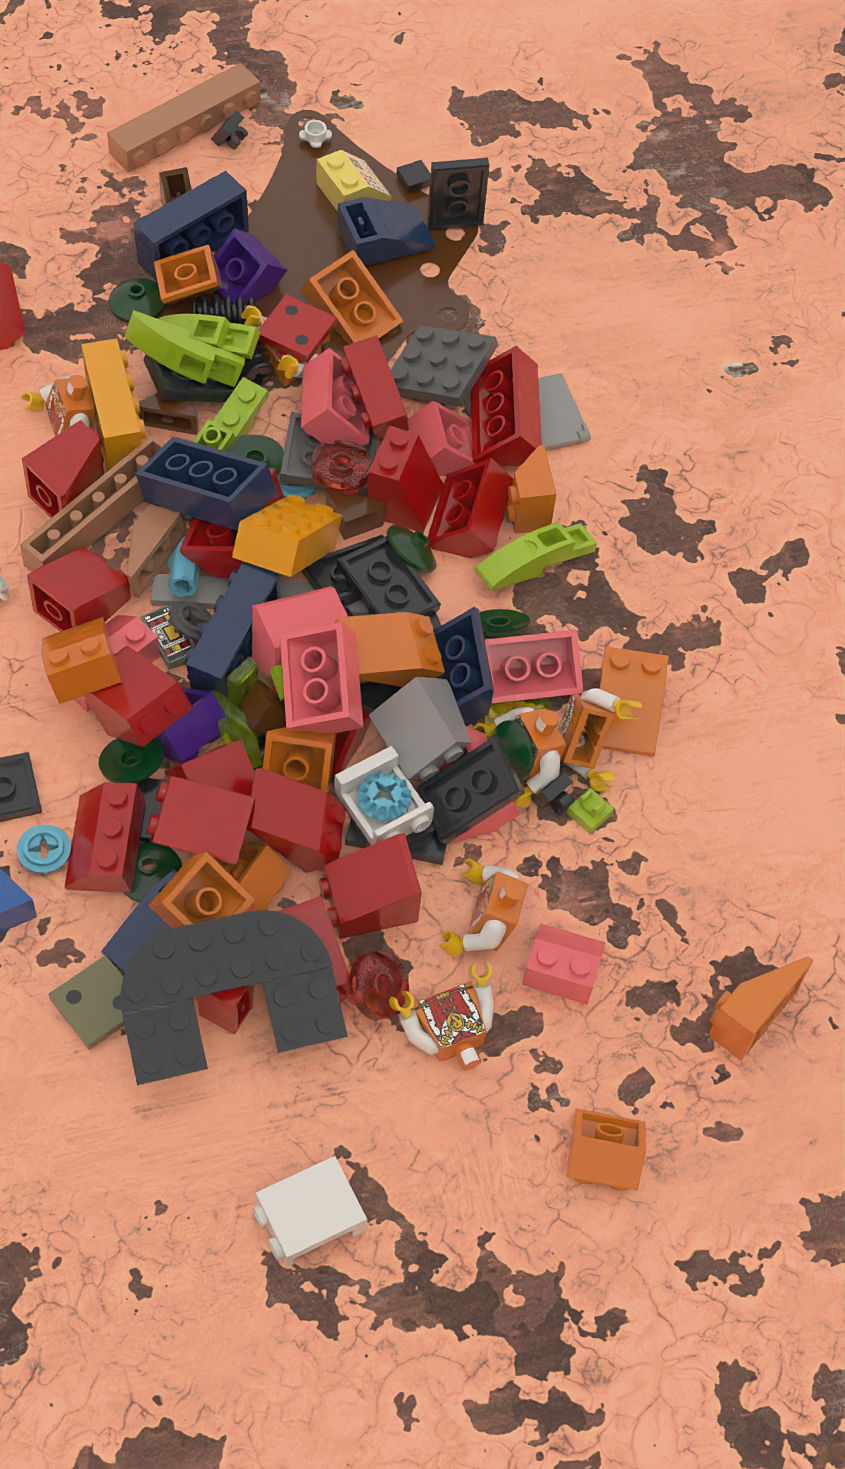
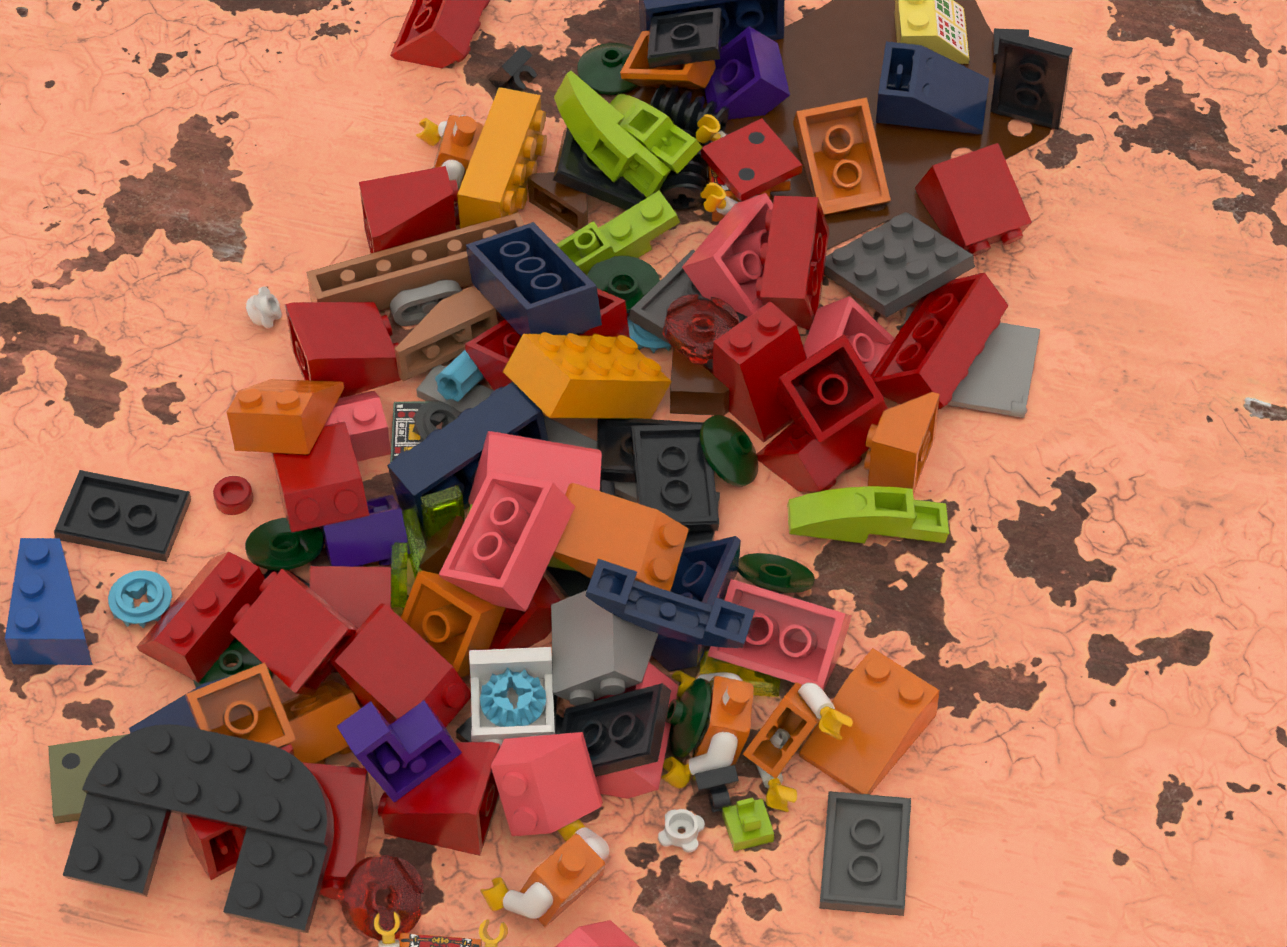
camera: 35 degrees right, 5 degrees down
(62, 739) = (233, 495): none -> red tile
(66, 329) = (513, 69): none -> black tile
(116, 532) = (413, 305): none -> light grey plate
(196, 254) = (685, 38): none -> black tile
(335, 869) = (402, 752): none -> dark purple brick
(447, 845) = (545, 782): none -> coral slope
(466, 297) = (975, 200): none -> red slope
(469, 475) = (828, 390): none -> red slope
(470, 682) = (668, 612): none -> dark blue slope
(552, 828) = (681, 820): none -> white plate
(680, 793) = (865, 853): none -> dark grey tile

